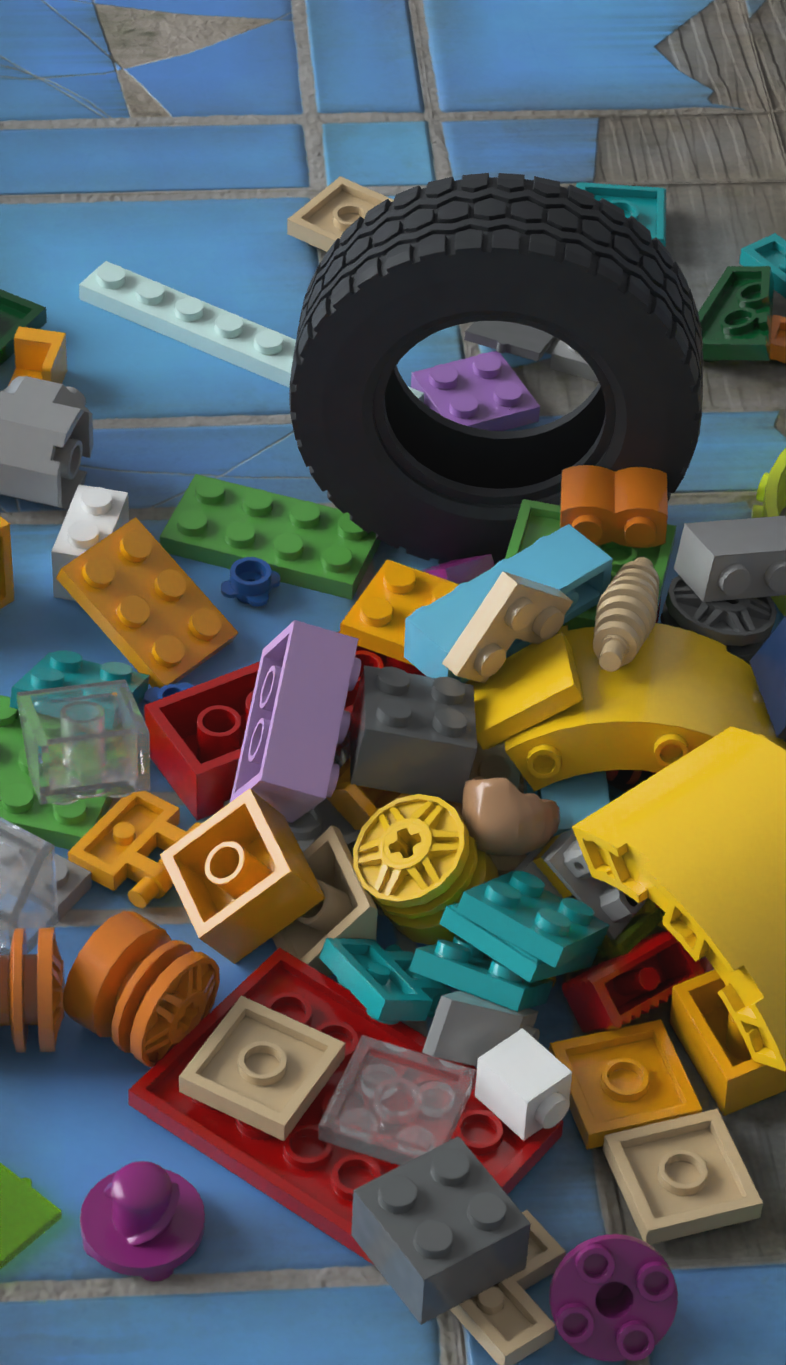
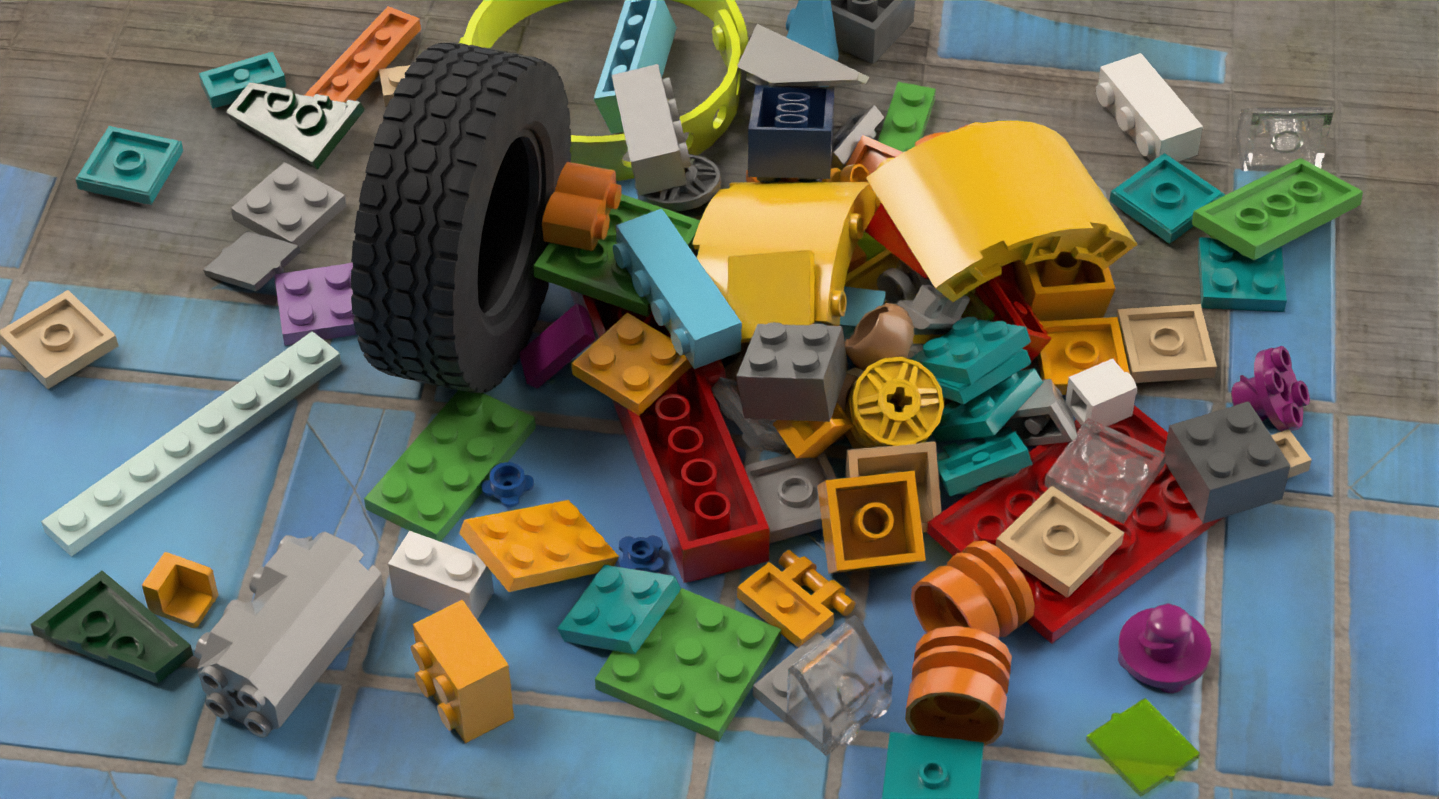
camera: 75 degrees left, 5 degrees up
(84, 742) = (711, 594): clear slope -> none
(298, 718) = (765, 440): lavender brick -> none
(509, 612) = (727, 268): tan plate -> none
(626, 614) = (715, 218): tan piece -> none

